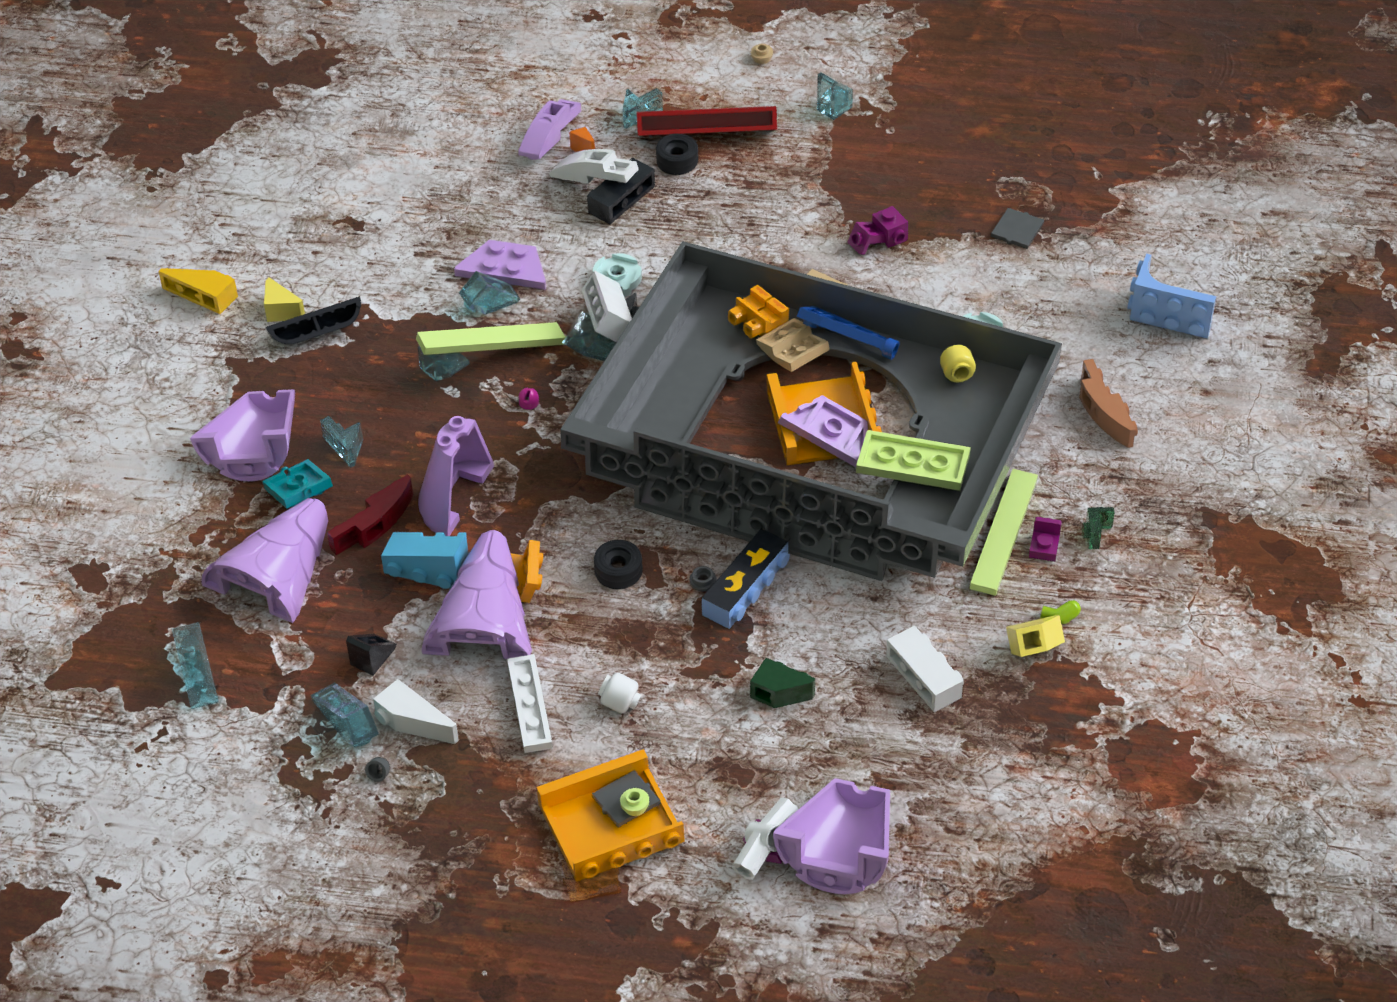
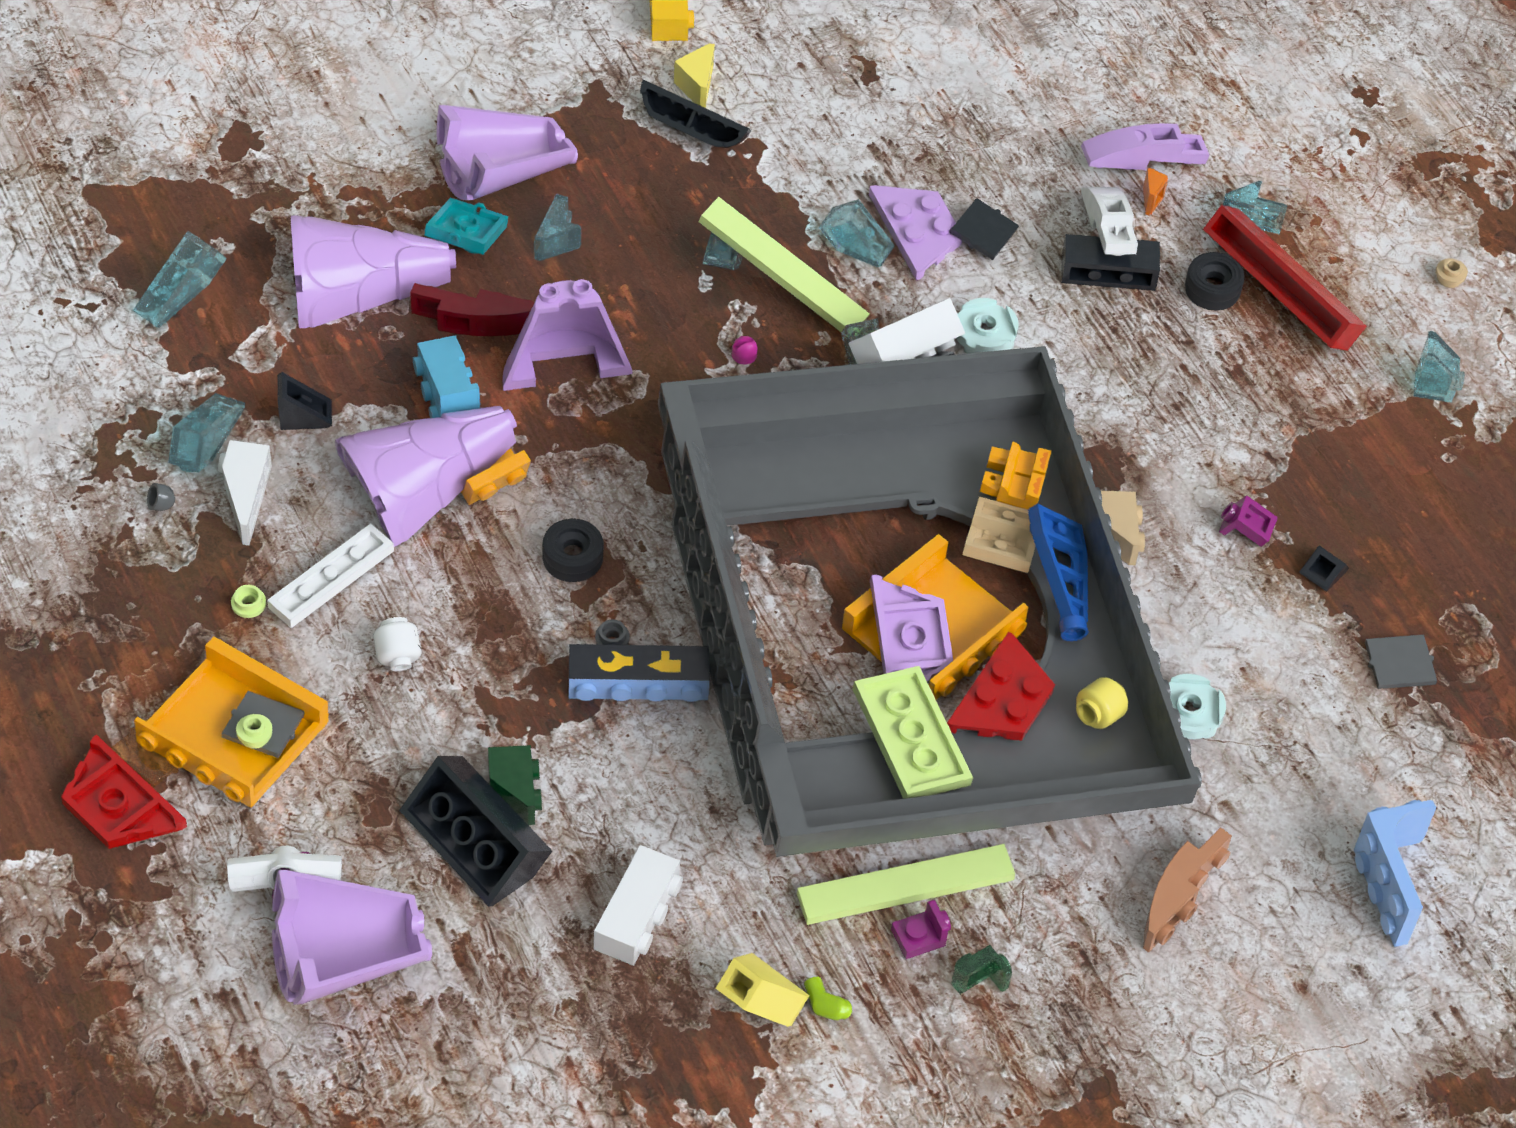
camera: 50 degrees right, 5 degrees up
(511, 754) = (247, 594): none -> yellowish green plate
(539, 234) = (984, 229): none -> black piece
(619, 914) = (117, 800): none -> red wing
(802, 725) = (474, 829): none -> black slope
(892, 225) = (1279, 534): magenta bracket -> none
(912, 404) = (1005, 694): none -> red wing
(927, 223) = (1323, 568): none -> black slope

